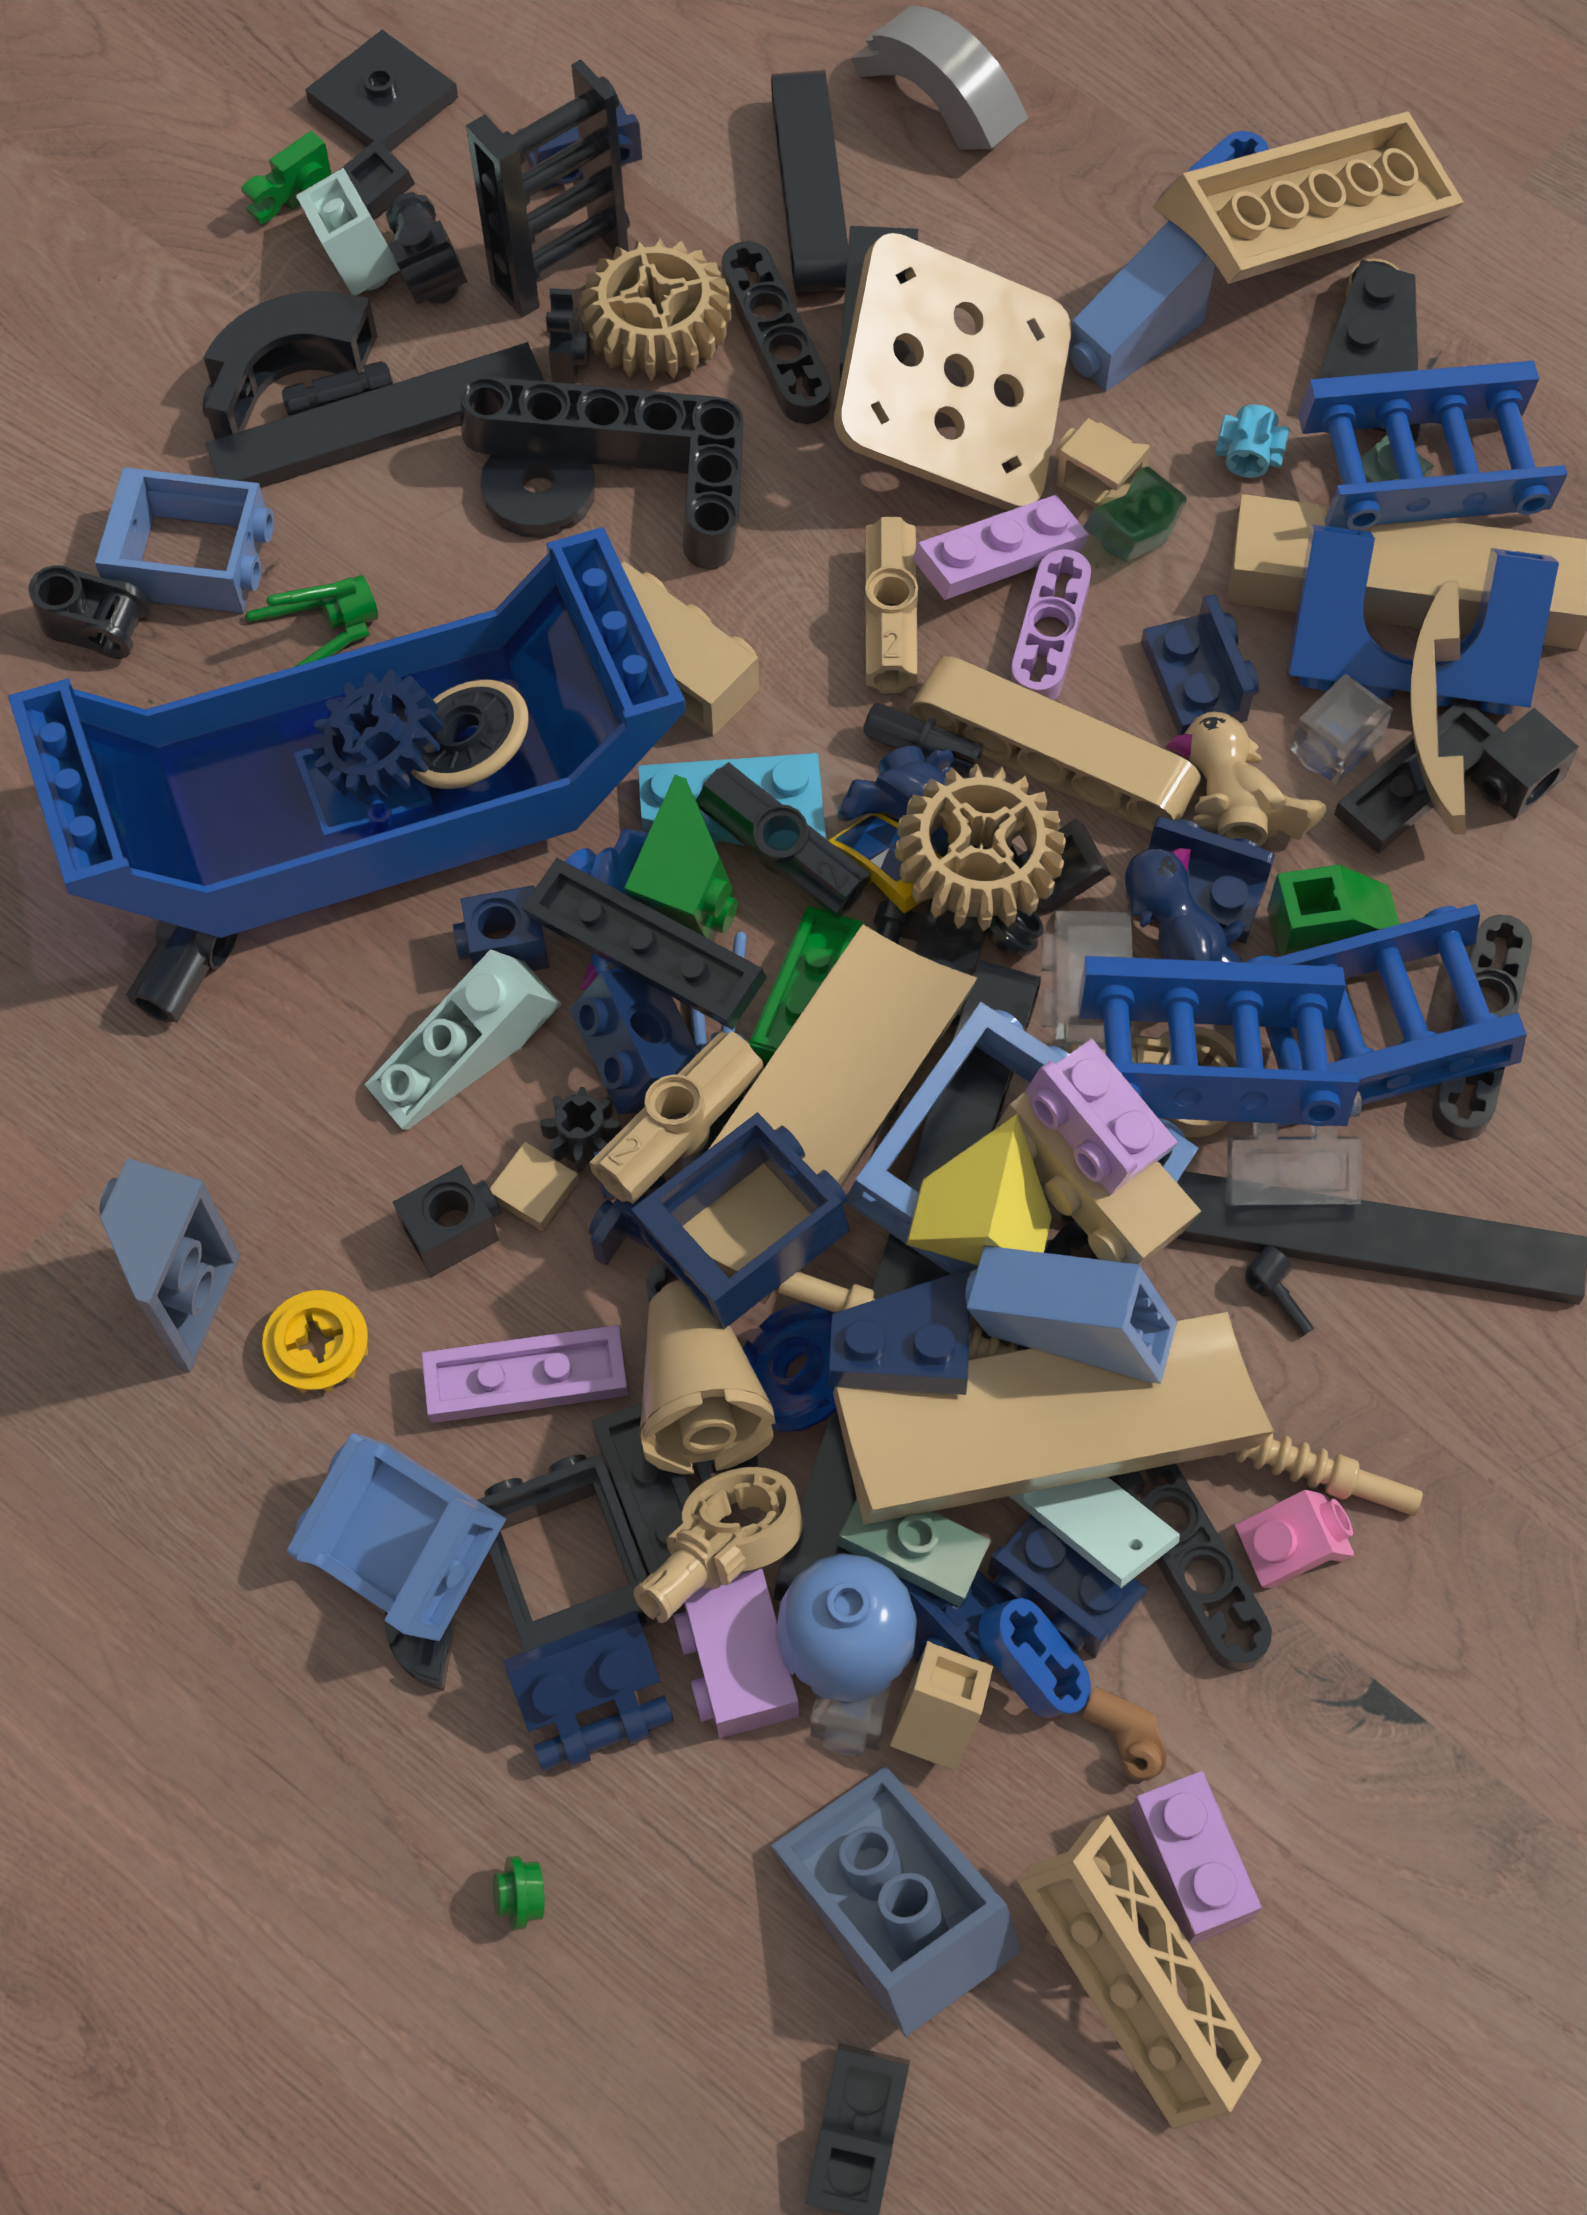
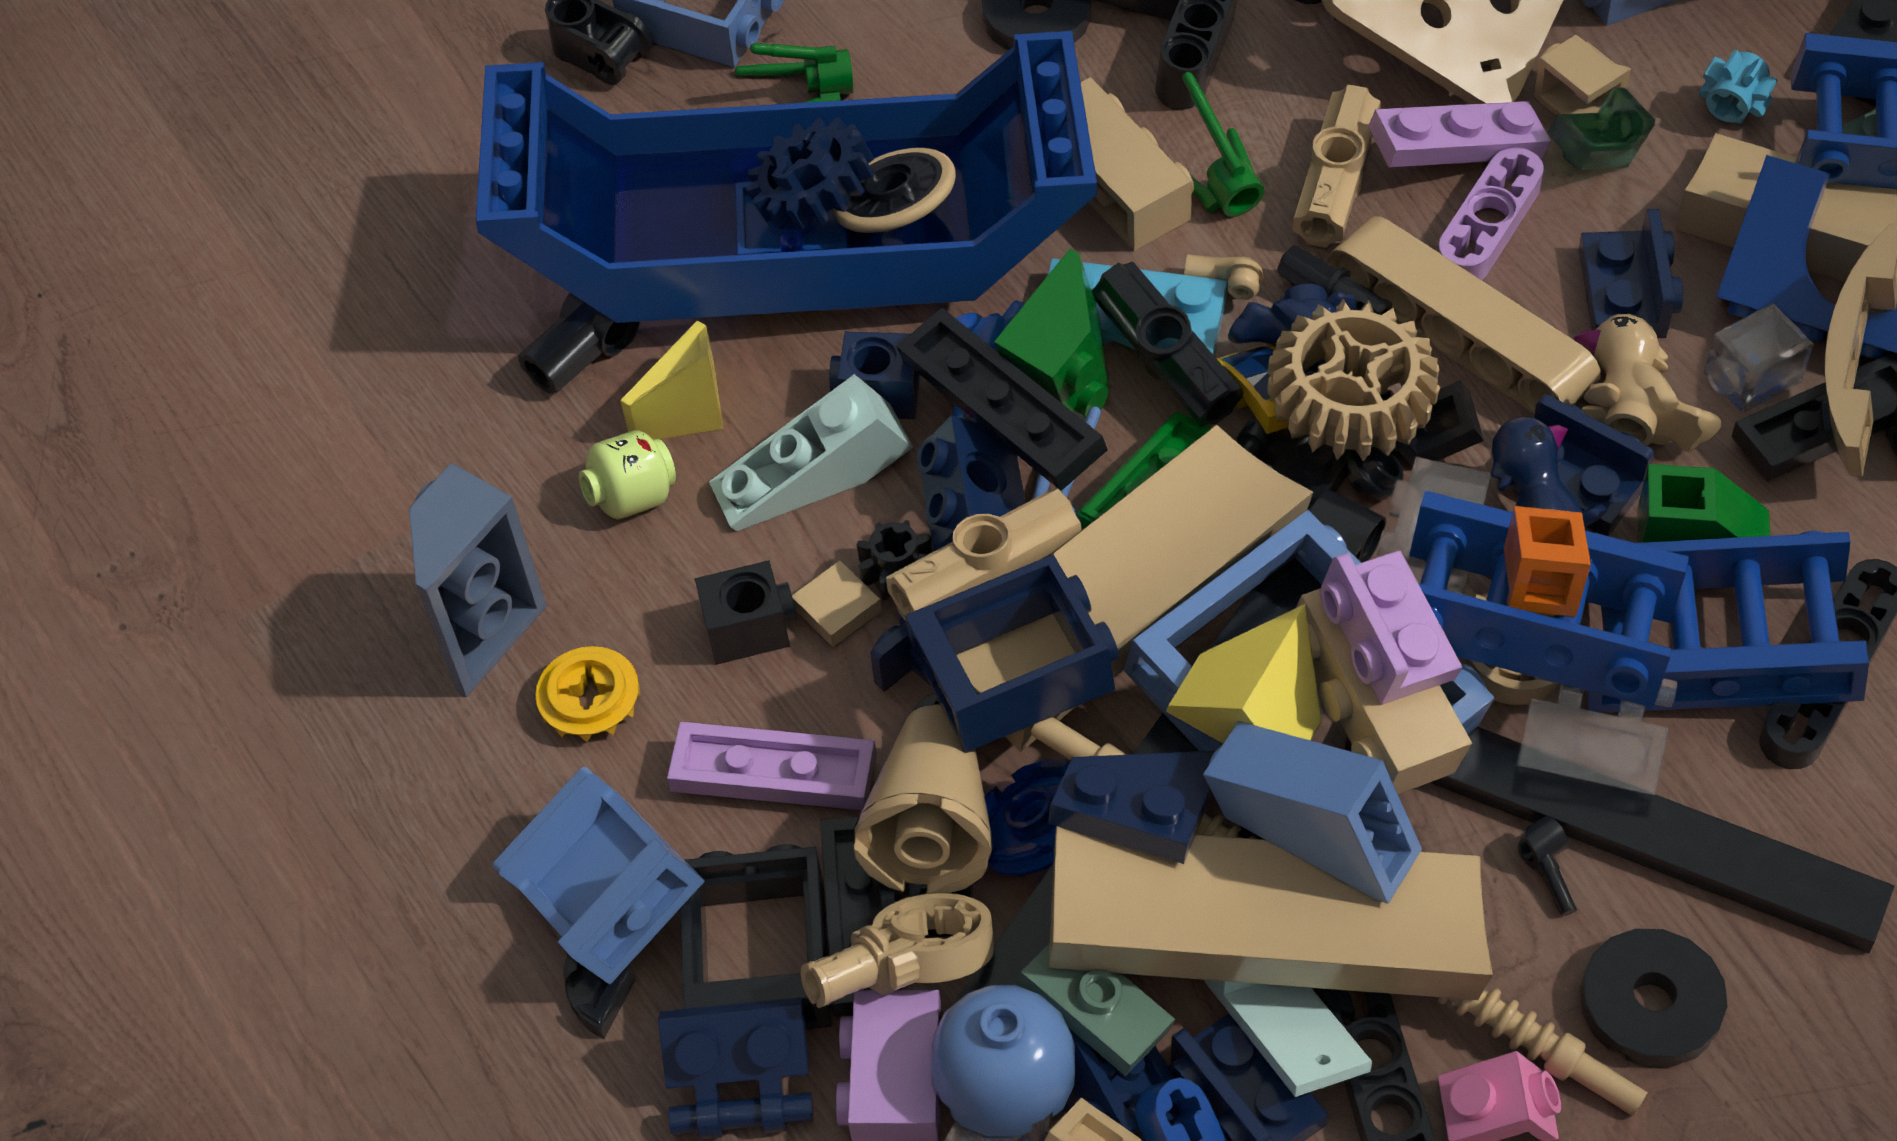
camera: 20 degrees right, 10 degrees down
(282, 1099) = (627, 474): none -> yellowish green head
(307, 996) = (678, 391): none -> light yellow slope
(791, 640) = (1231, 178): none -> green plant
(831, 744) = (1242, 273): none -> tan arm
(1221, 1009) = (1546, 560): none -> orange brick
(1409, 1361) = (1659, 960): none -> black tile

